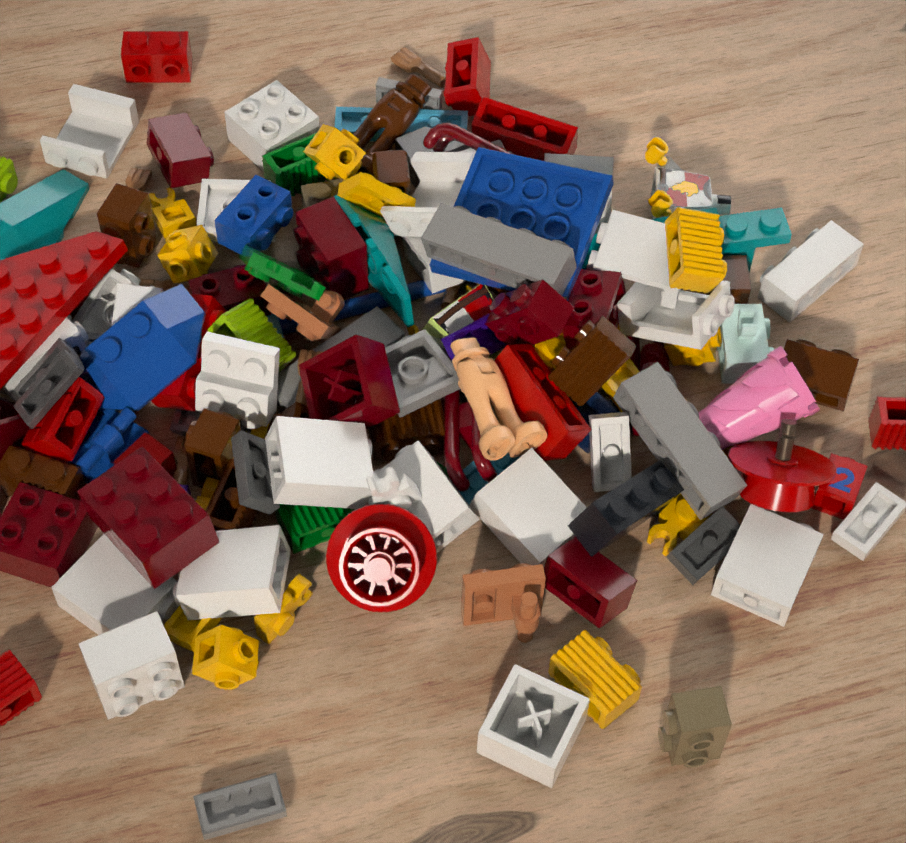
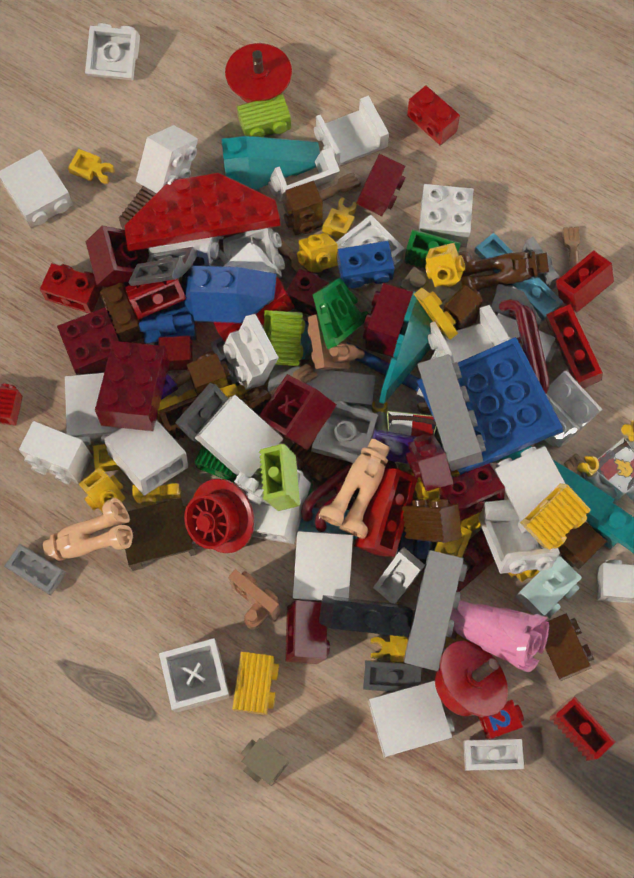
camera: 50 degrees right, 15 degrees up
(104, 171) = (327, 171): none -> white panel
(252, 728) = (76, 539): none -> light nougat piece
(329, 643) = (158, 533): none -> dark brown panel
(407, 452) = (279, 477): none -> lime brick

